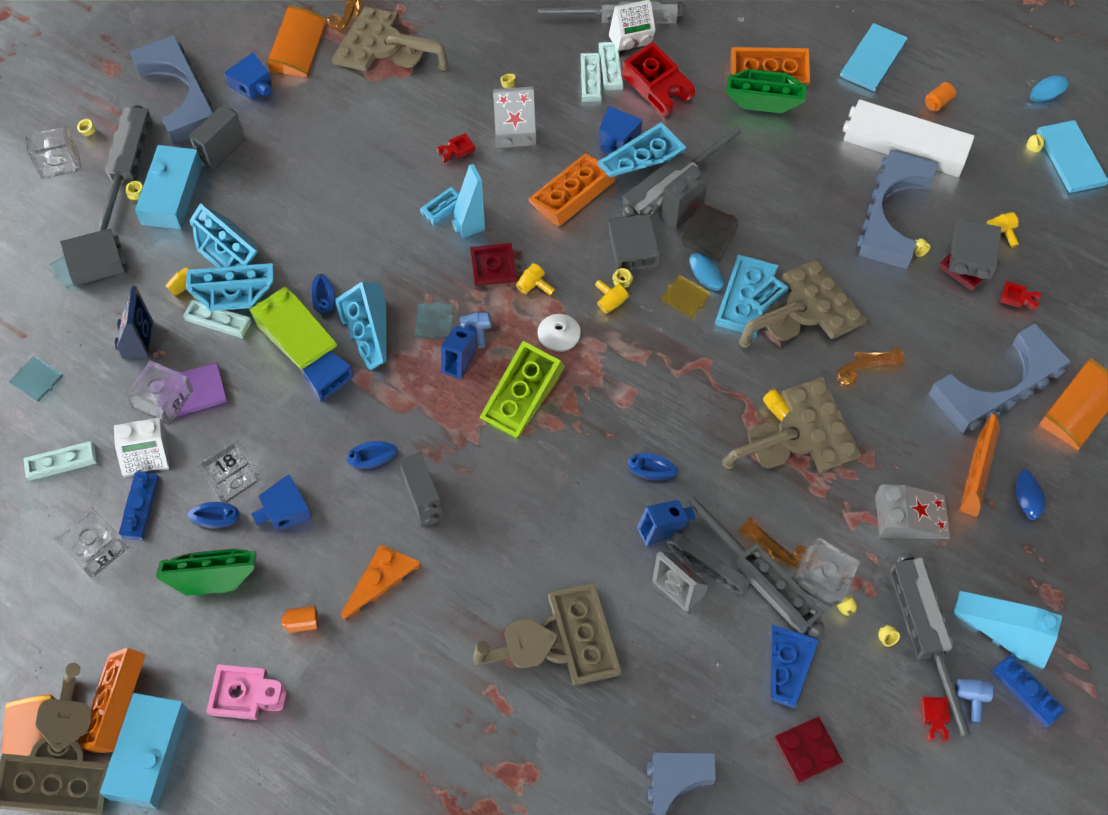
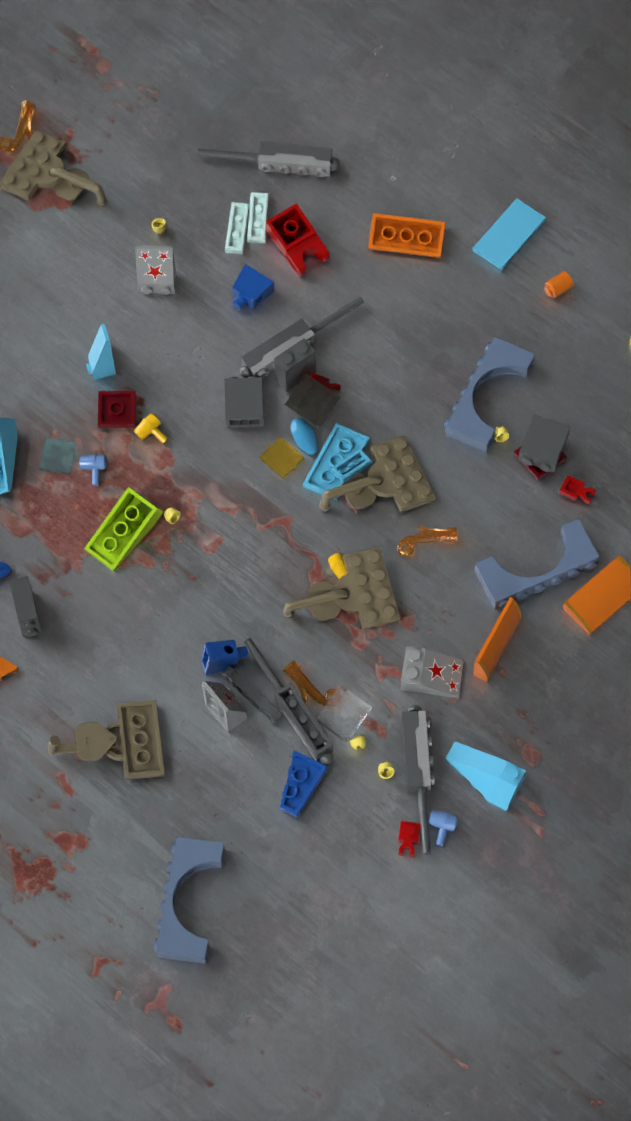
camera: 10 degrees right, 5 degrees up
(444, 207) = (81, 349): medium azure tile -> none
(458, 146) = (103, 289): red plate -> none
(460, 342) = (74, 487): blue torso -> none
(559, 339) = (165, 486): white dish -> none
(571, 190) = (200, 342): orange slope -> none
(574, 369) = (172, 515): none -> light yellow hinge
(612, 298) = (216, 452): yellow piece -> none
(622, 274) = (228, 430): light yellow plate -> none
(632, 25) = (283, 181): white slope -> none
(648, 149) = (271, 314): medium azure wedge -> none
(652, 467) = (222, 609): blue arm -> none
(765, 90) = (393, 261): green wedge -> none
(808, 750) = (301, 850): dark red plate -> none
(889, 130) = (517, 324): white brick -> none
(1007, 223) = (583, 419): yellow piece -> none
(1028, 690) = (488, 826): blue plate -> none
(1029, 495) = (534, 668): blue arm -> none

